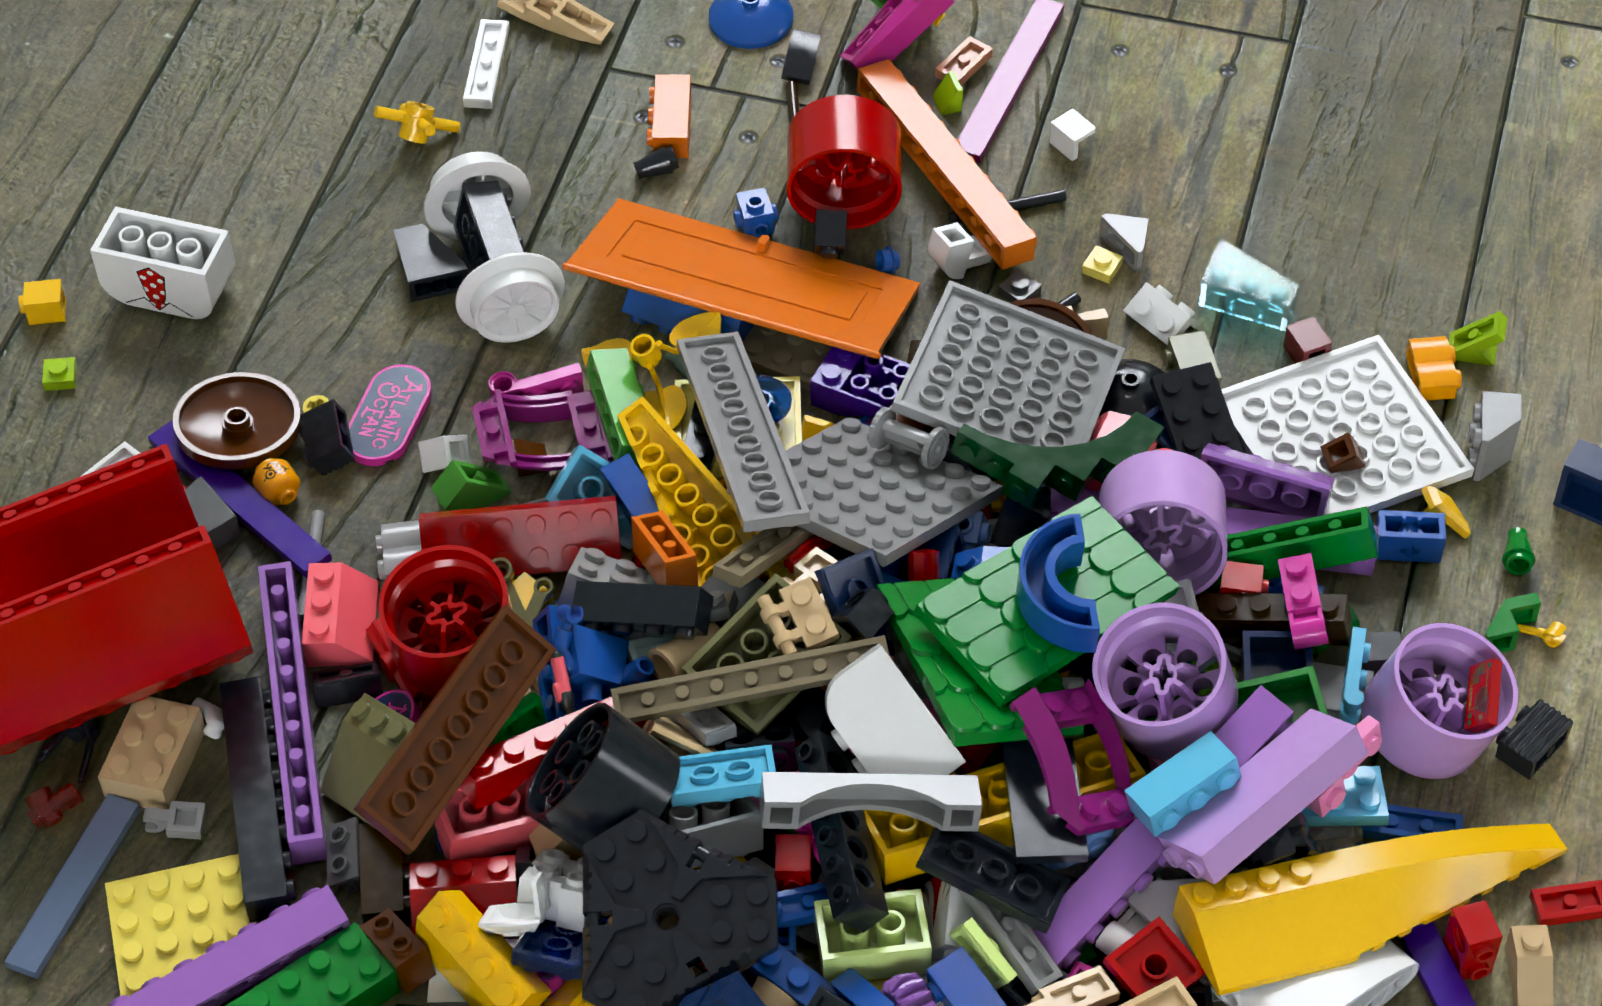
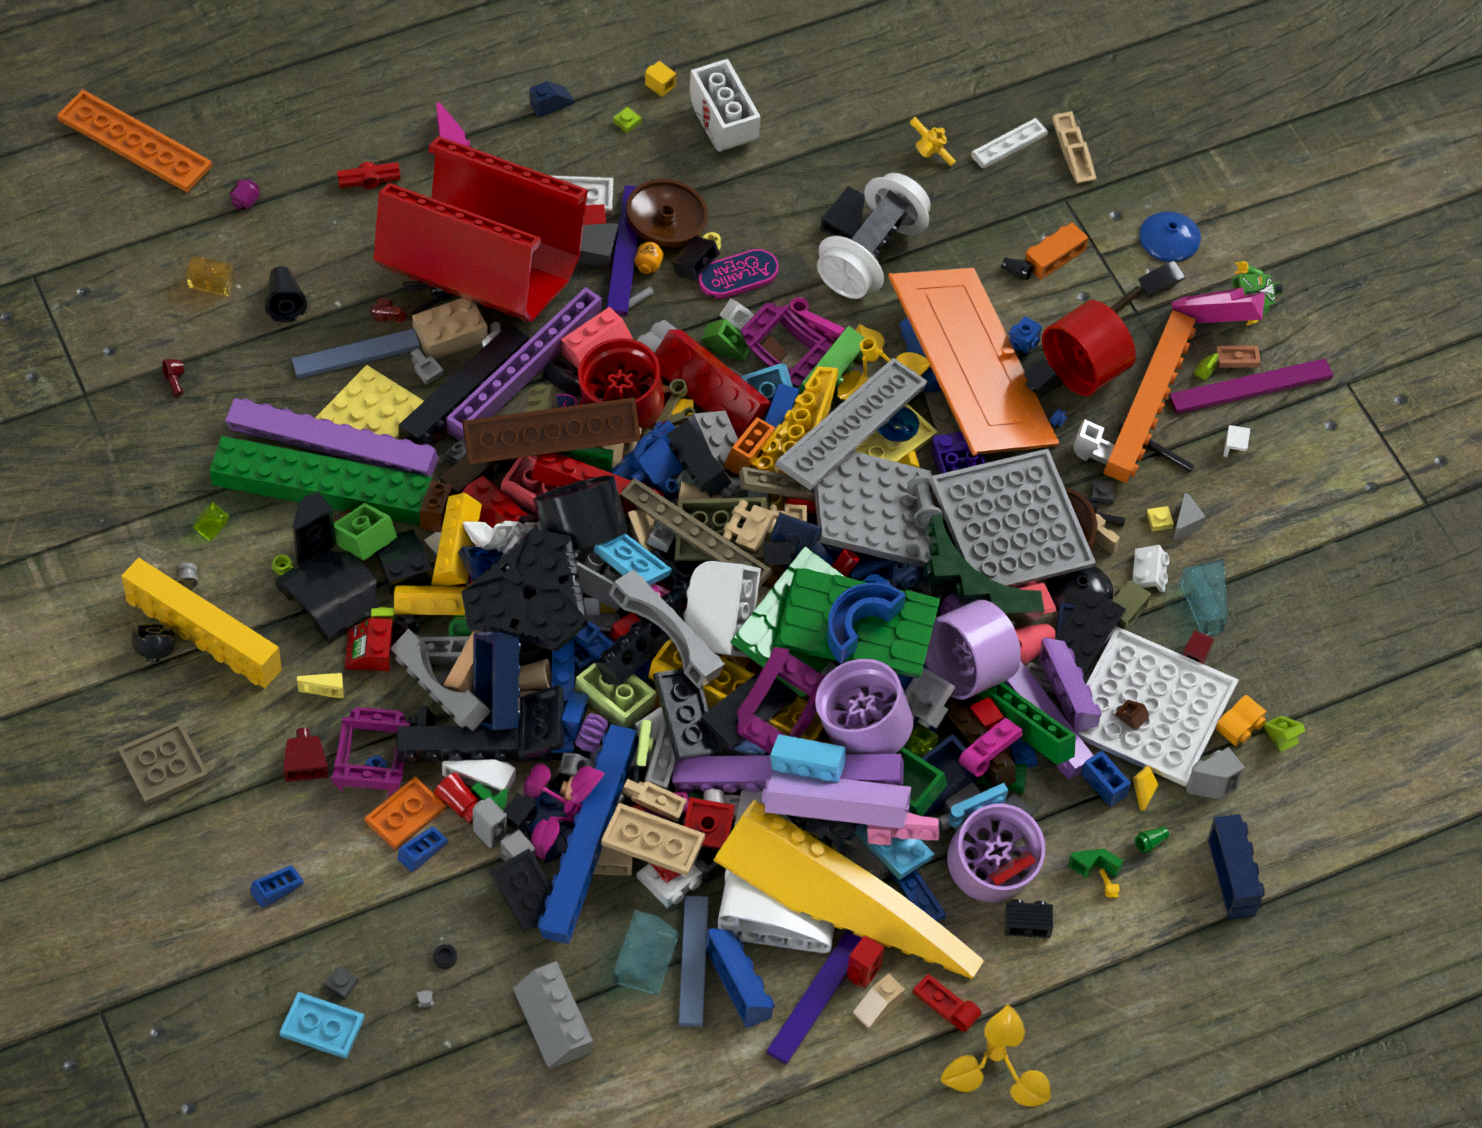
camera: 45 degrees right, 5 degrees up
(561, 687) = (626, 459): coral piece -> none

